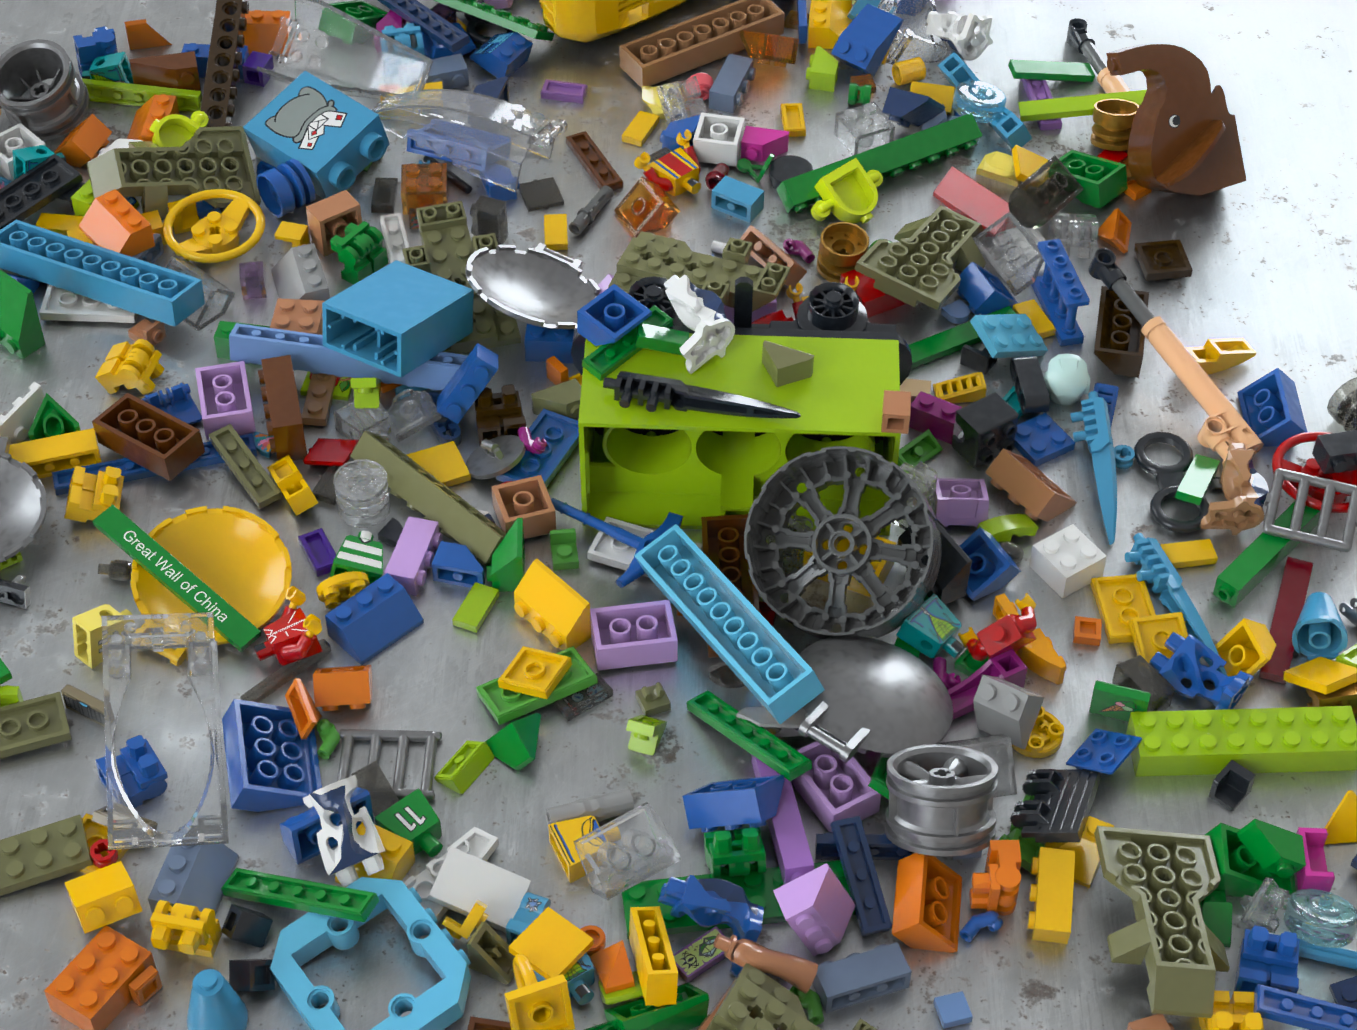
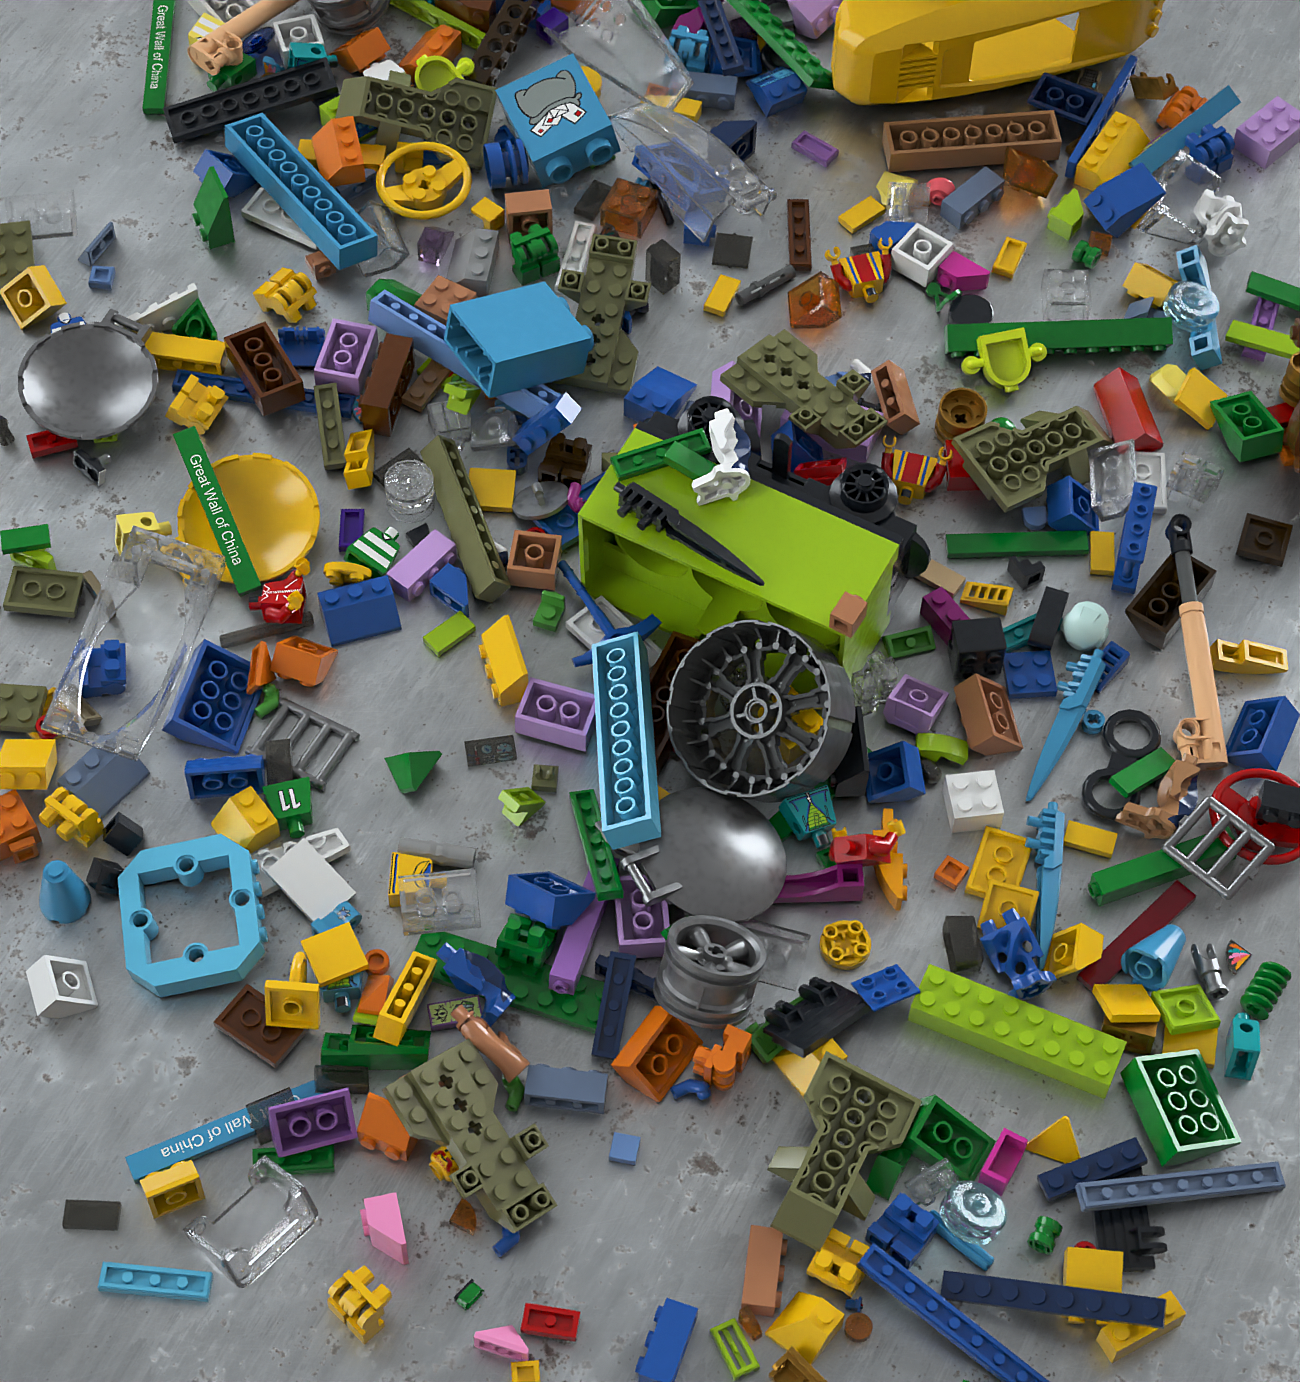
camera: 25 degrees right, 10 degrees up
(58, 222) = (300, 125): yellow tile -> none
(117, 570) = (180, 479): clear smoke cylinder -> none
(300, 894) = (170, 827): green tile -> none
(330, 452) = (408, 440): red piece -> none
(351, 846) = (222, 782): white hips -> none
(465, 766) = (362, 771): lime slope -> none
(472, 921) = (279, 910): yellow bracket -> none
(490, 954) = (287, 936): olive slope -> none
(508, 560) = (496, 601): green slope -> none
(508, 705) = (457, 725): bright green tile -> none
(531, 284) = (656, 350): flat silver dish -> none
(534, 672) = (458, 714): yellow tile -> none
(610, 316) = (653, 425): blue slope -> none
(716, 175) = (899, 294): dark red cone -> none
(737, 199) = (903, 324): dark azure brick -> none
(786, 364) = (781, 531): olive slope -> none
(798, 248) = (930, 396): magenta arm -> none
(816, 908) = (552, 1019): lavender slope -> none
(908, 70) = (1150, 246): yellow piece -> none
(910, 108) = (1115, 289): dark blue slope -> none
(940, 669) = (797, 859): magenta arm -> none
(1006, 709) = (824, 914): light grey slope -> none
(1009, 335) = (1060, 562): medium azure plate -> none
(1043, 194) = (1183, 430): clear smoke brick -> none
(1052, 895) = (761, 1091): yellow brick -> none
(1116, 231) = (1241, 492): orange slope -> none
(1117, 701) = (925, 948): green tile -> none
(1232, 785) = (980, 1065): black panel -> none
(1274, 847) = (970, 1136): green slope -> none

